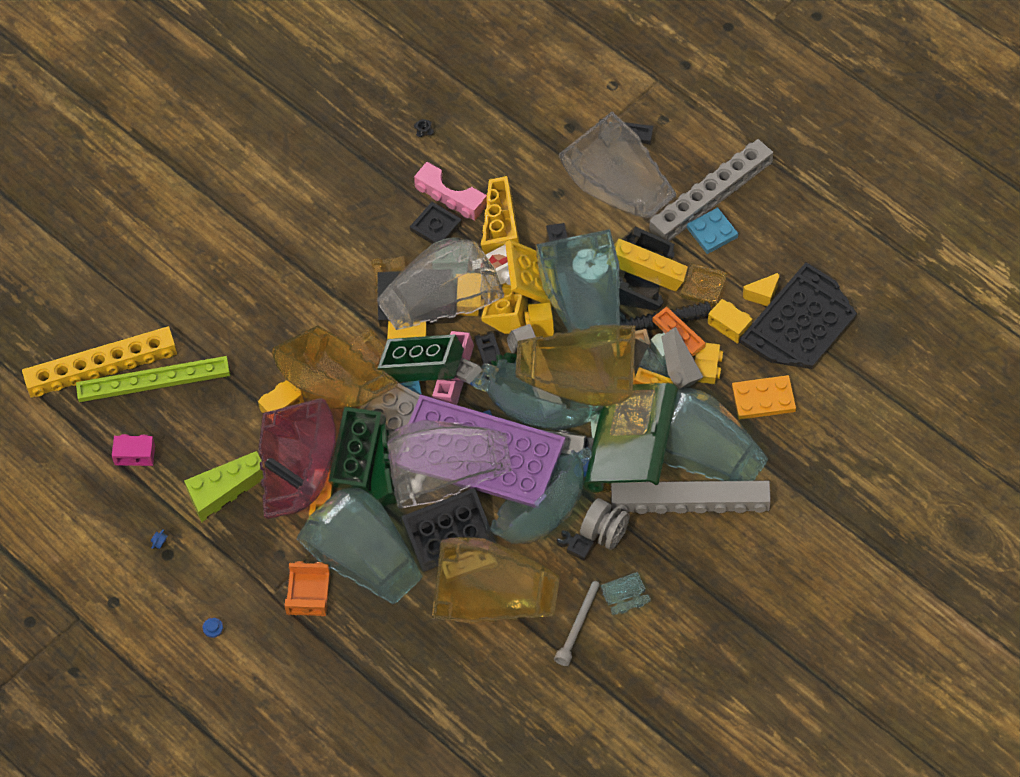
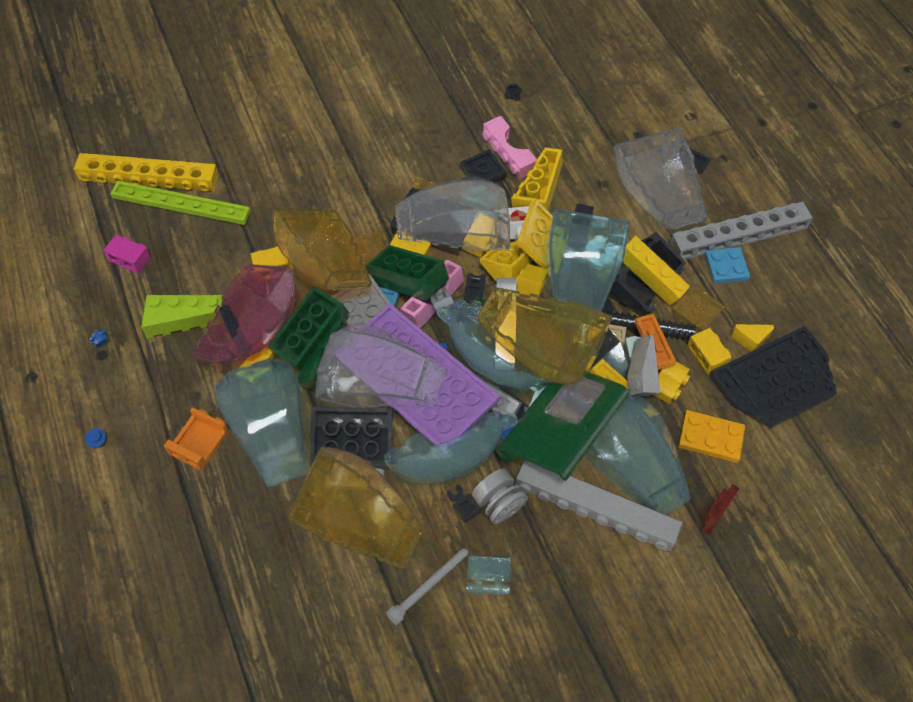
camera: 20 degrees right, 0 degrees up
(795, 456) = (719, 508): none -> clear red plate

